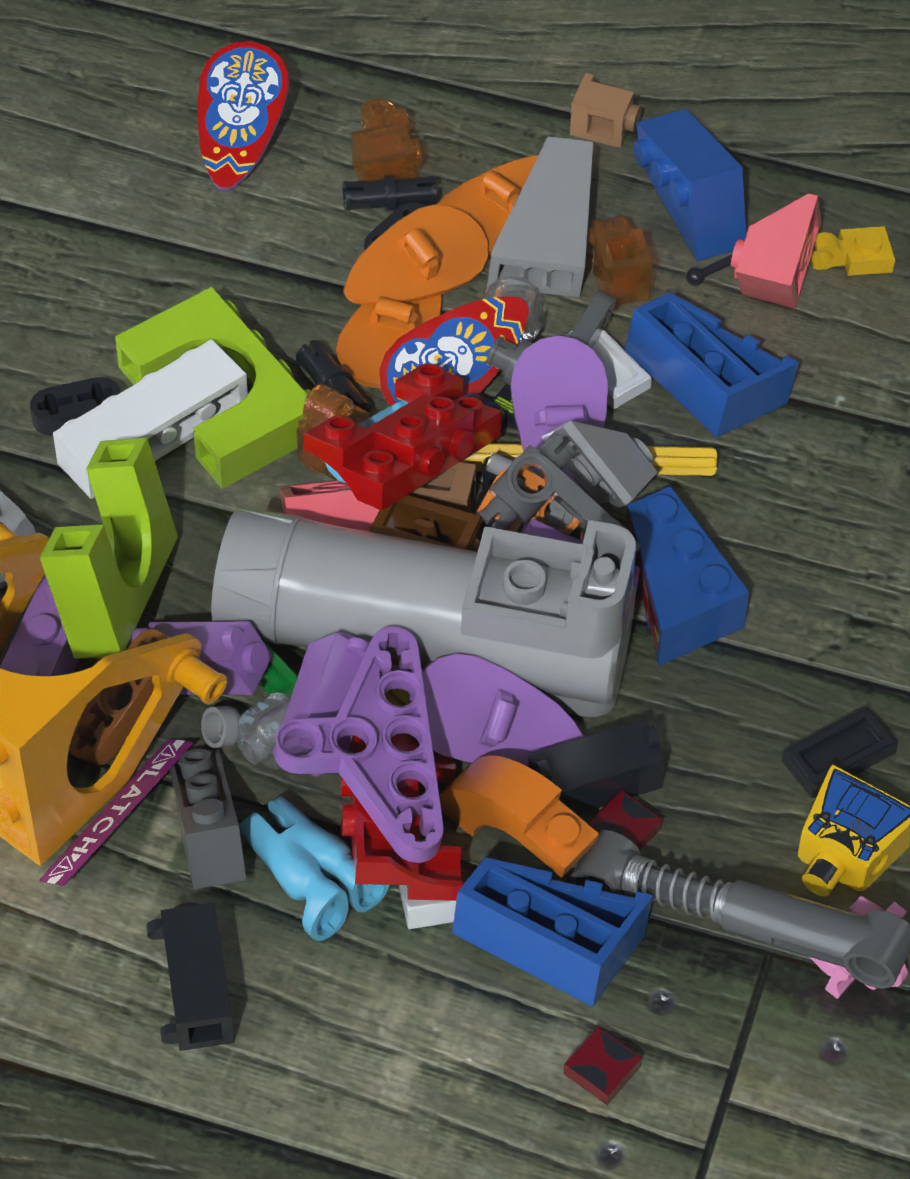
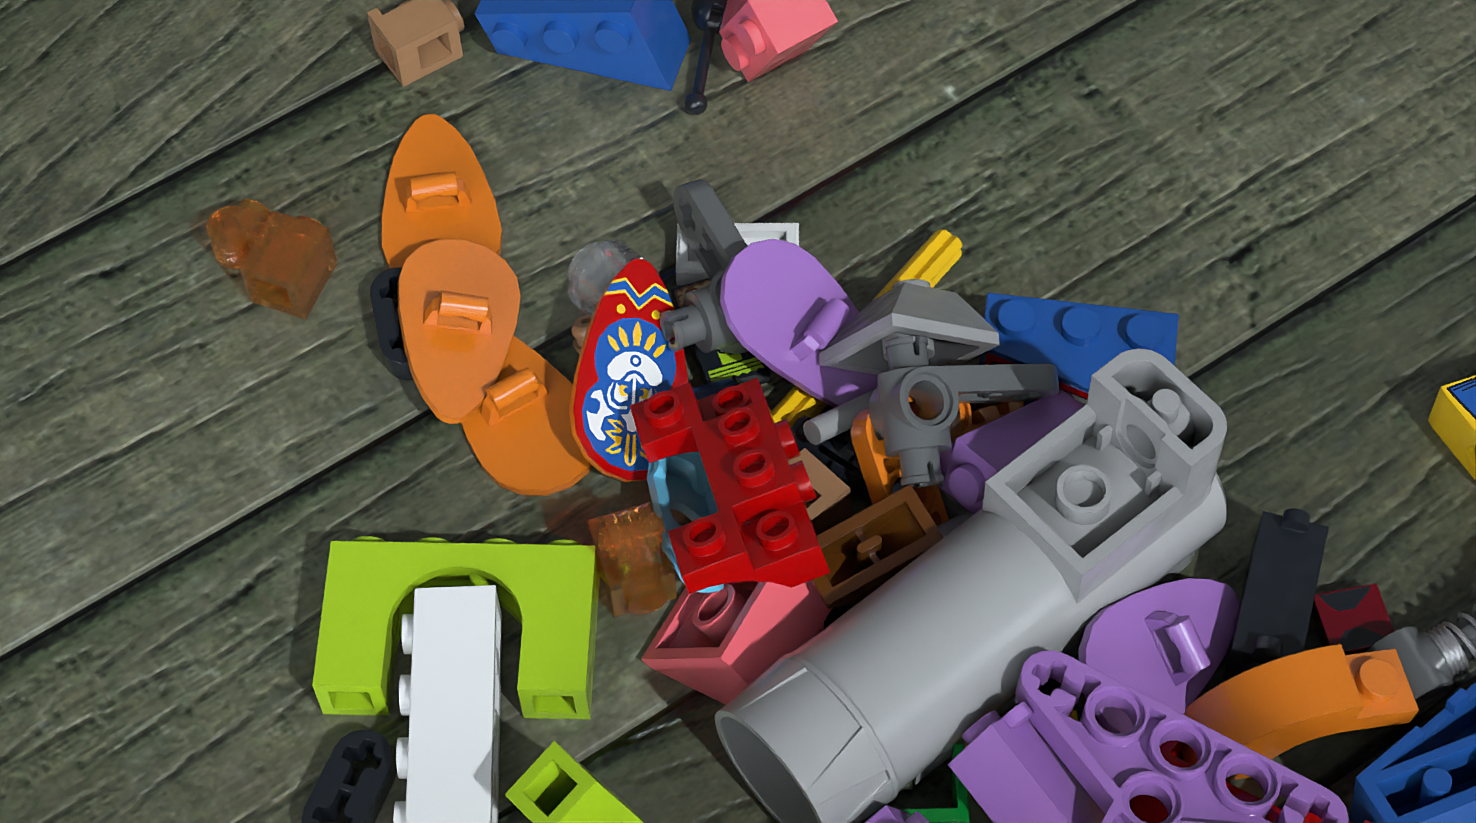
camera: 50 degrees left, 5 degrees up
(239, 109) = (90, 352): shield -> none
(326, 371) = (543, 511): black pin -> none
(389, 192) = (337, 291): black pin -> none
(549, 221) = (524, 173): light grey slope -> none
(620, 259) = (639, 152): clear orange brick -> none
(706, 367) = (837, 165): blue wedge -> none
(848, 744) = (1393, 376): black tile -> none

